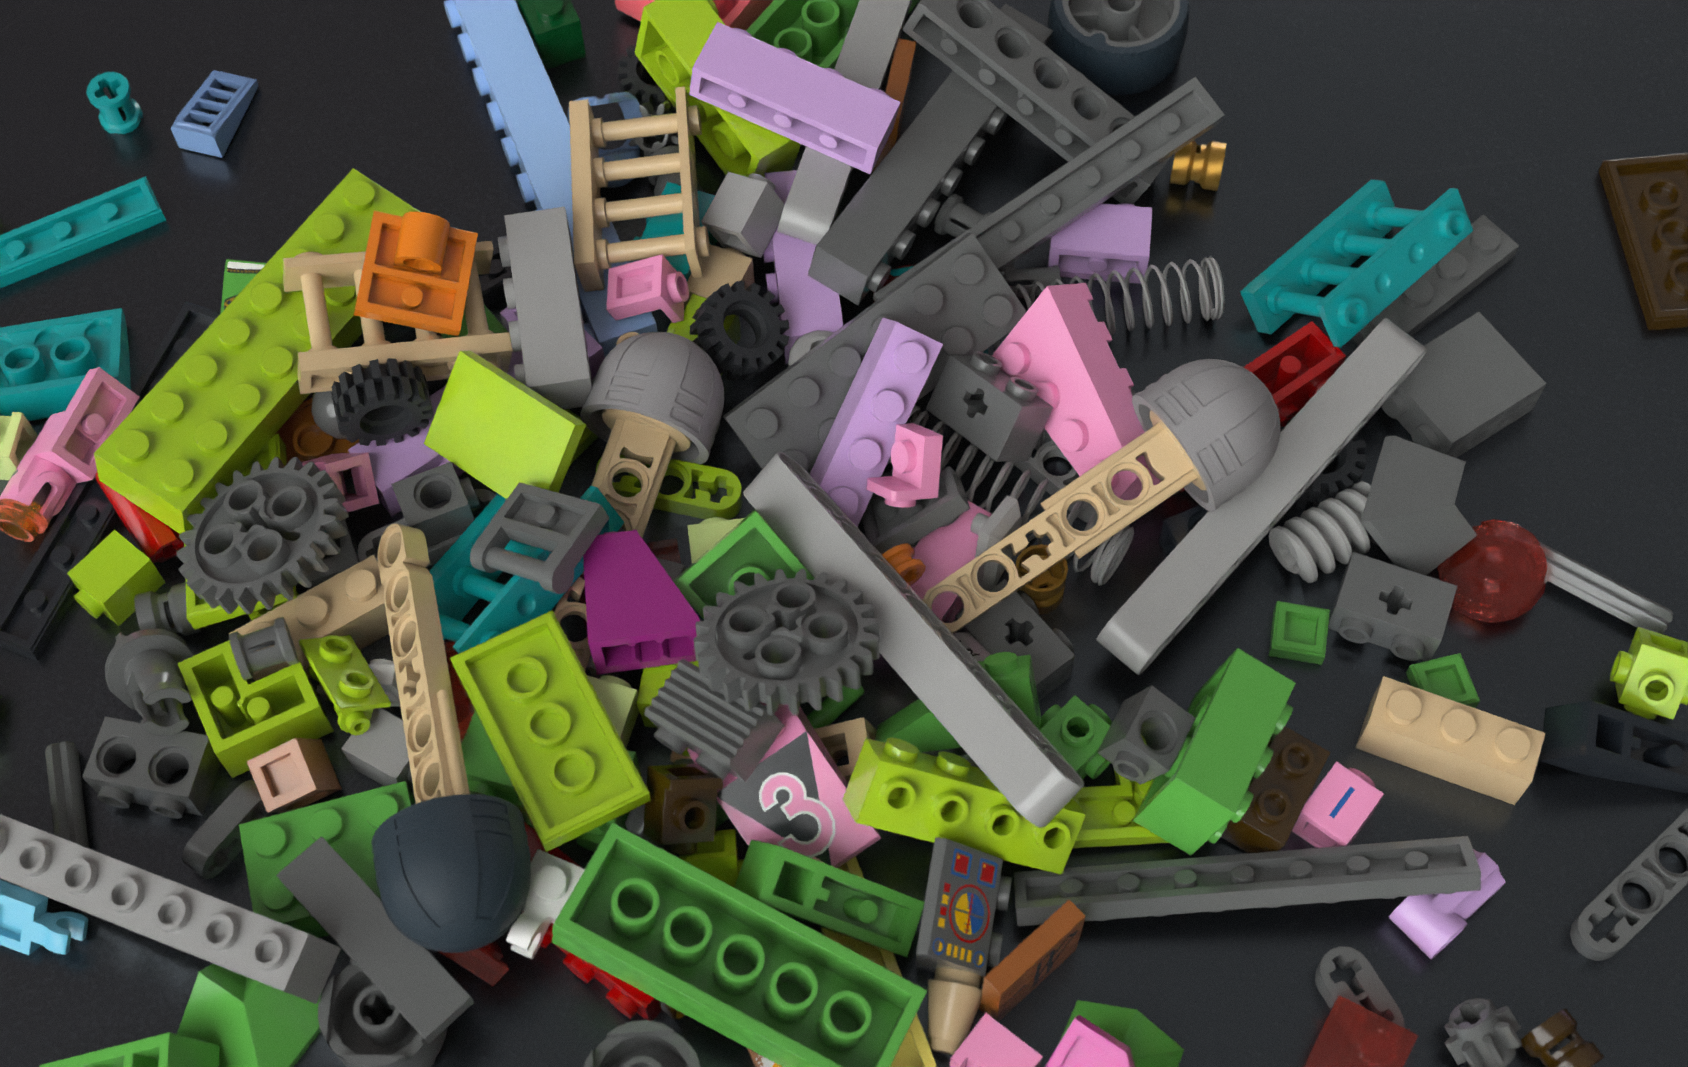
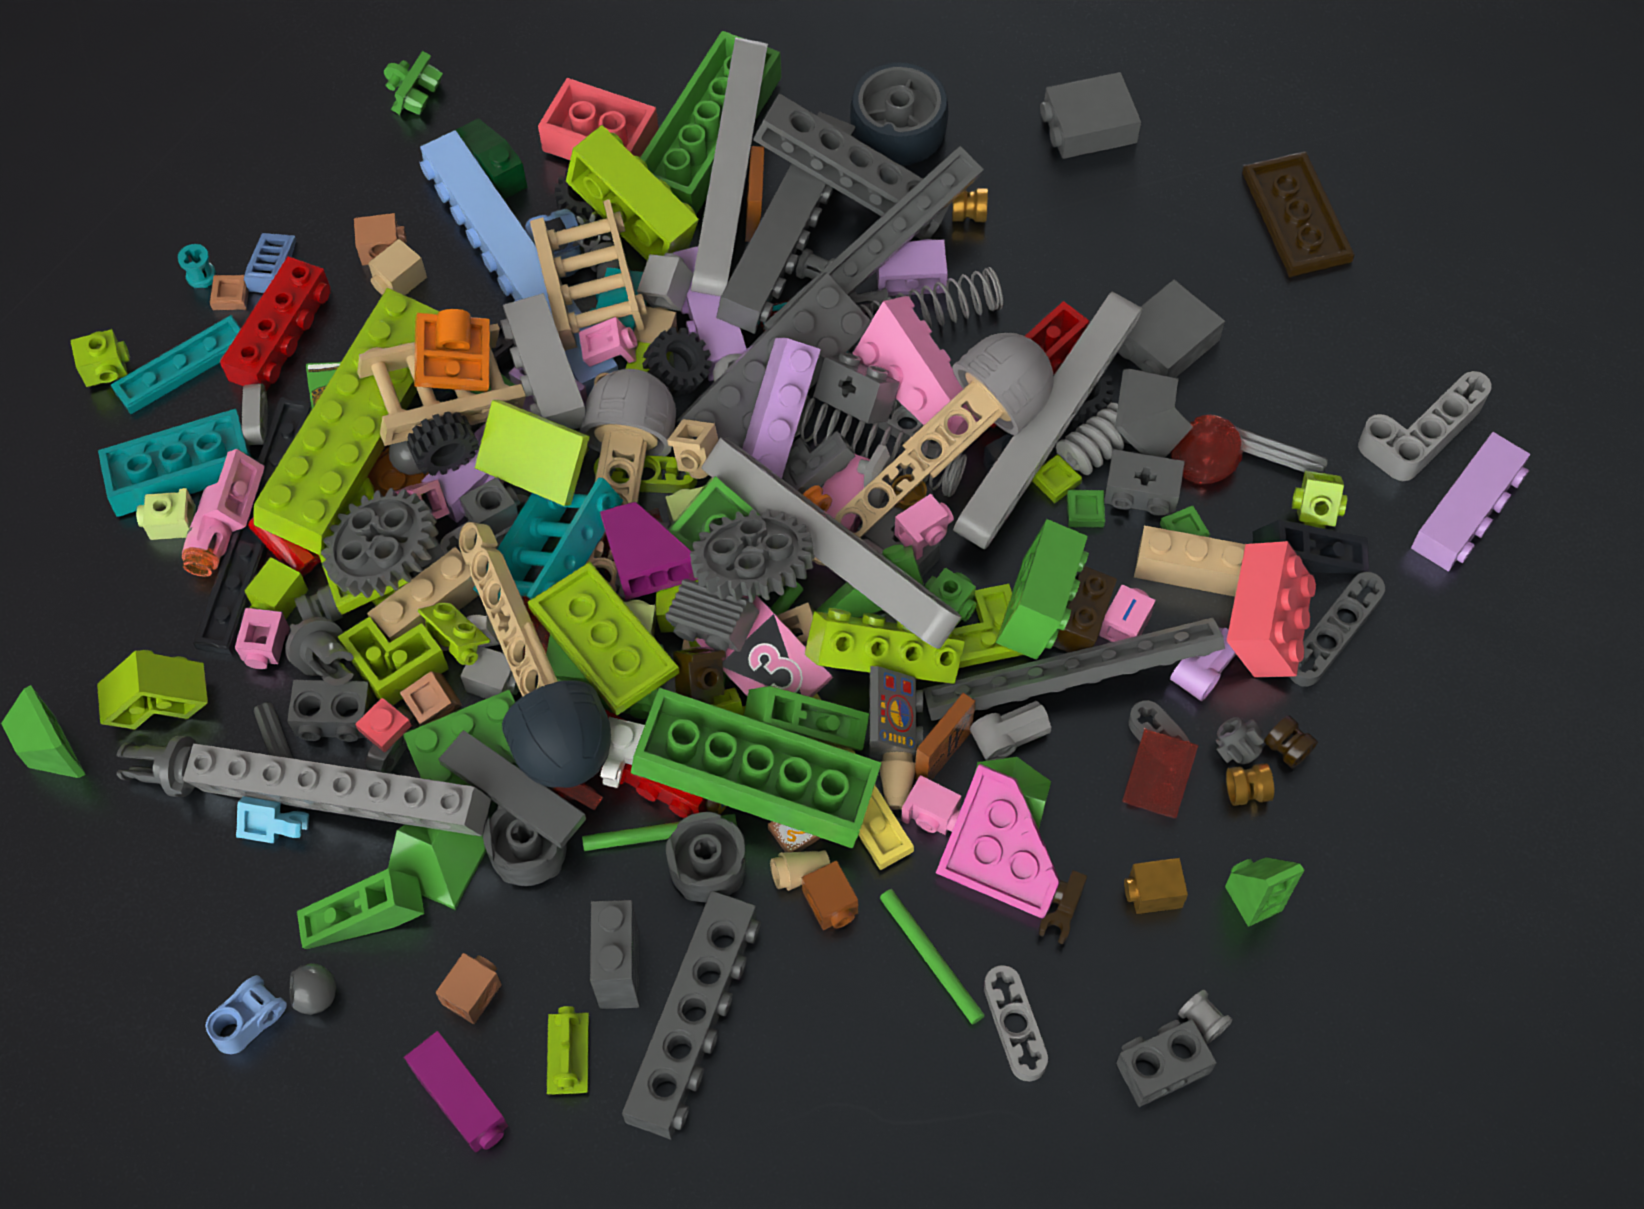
camera: 10 degrees left, 0 degrees up
(78, 644) = (258, 628): none -> bright pink brick
(144, 319) = (254, 414): none -> light grey beam
(150, 146) = (229, 293): none -> nougat tile
(201, 199) = (276, 324): none -> red brick
(215, 805) = (383, 725): none -> coral plate
(245, 645) = (396, 616): dark grey bush -> none
(366, 99) = (376, 234): none -> nougat brick
(382, 145) = (397, 269): none -> tan brick
(543, 521) = (571, 504): dark grey plate -> none
(565, 1030) = (635, 835): none -> bright green bar
(731, 463) = (692, 453): none -> tan brick
(793, 97) = (688, 196): lavender brick -> none
(915, 467) = (814, 434): bright pink bracket -> none
(1052, 625) = (923, 524): none -> bright pink brick
(1119, 964) = (1001, 735): none -> light grey piece
(1161, 725) = (995, 585): dark grey brick -> none
(1263, 581) = (1056, 478): none -> lime tile
(1337, 242) = (1073, 245): teal fence -> none
(1391, 59) = (1090, 115): none -> dark grey brick
(1448, 280) = (1144, 262): dark grey plate -> none
(1559, 838) = (1271, 610): none -> coral brick

